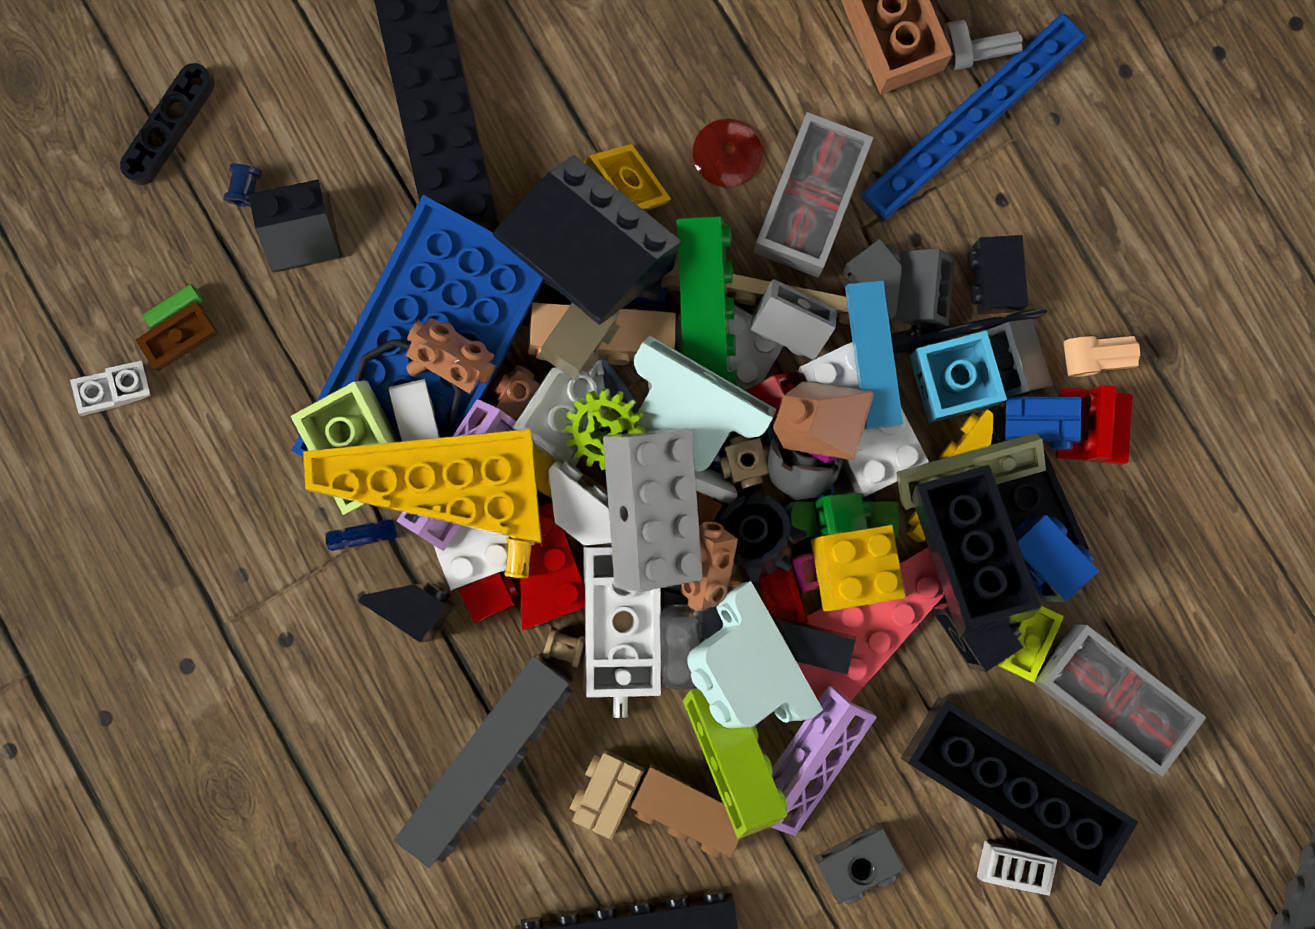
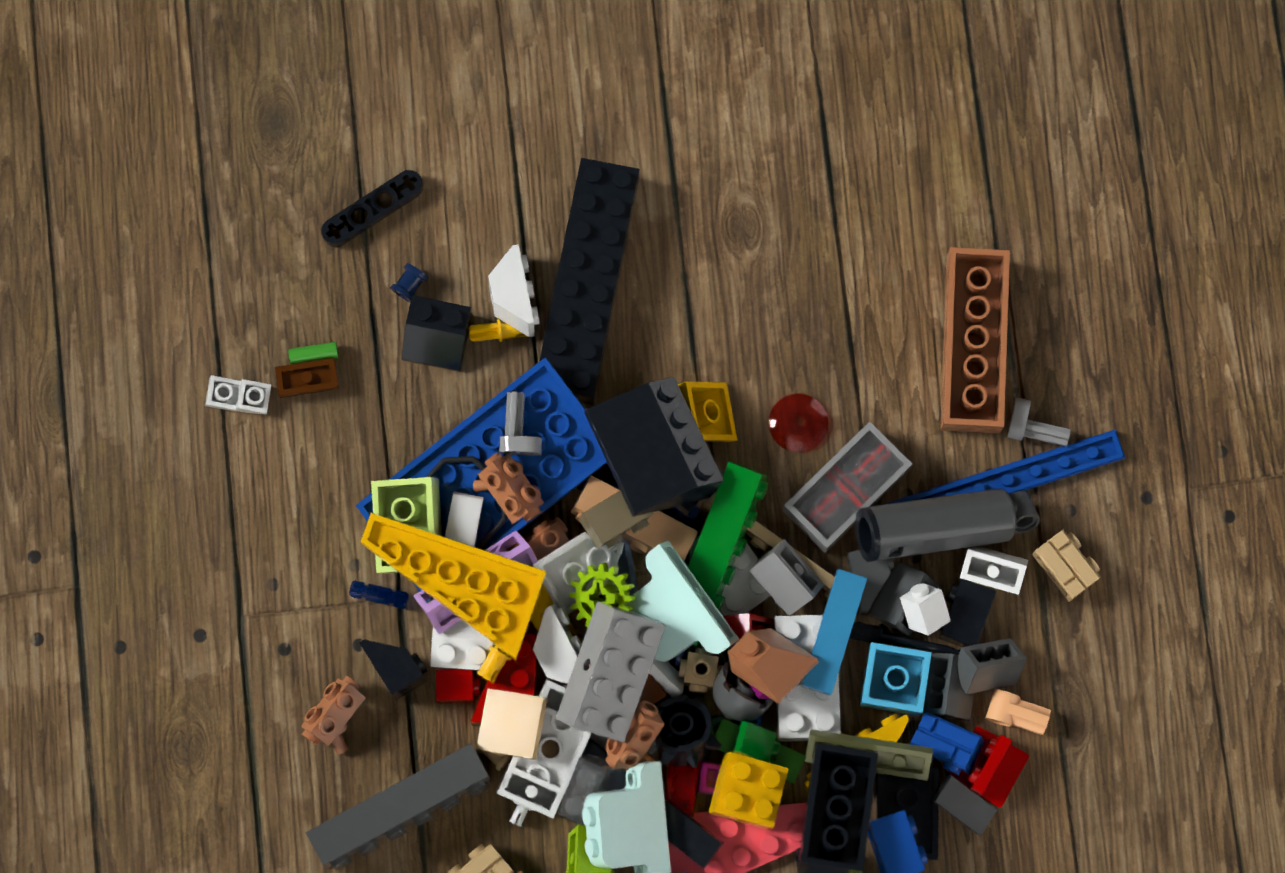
camera: 25 degrees right, 5 degrees down
(359, 145) = (512, 293): none -> white slope
(363, 193) = (490, 331): none -> yellow axle
(366, 693) = (329, 718): none -> nougat brick
(429, 302) = (514, 441): none -> light grey piece
(569, 614) = (512, 723): none -> tile
(933, 188) = (943, 523): none -> dark grey piece
(958, 286) = (925, 609): none -> white brick
(1008, 213) = (994, 569): none -> white brick
(1051, 317) = (990, 665): none -> dark grey brick
(1080, 175) = (1067, 565): none -> tan brick
(1089, 478) = (964, 805): none -> dark grey tile

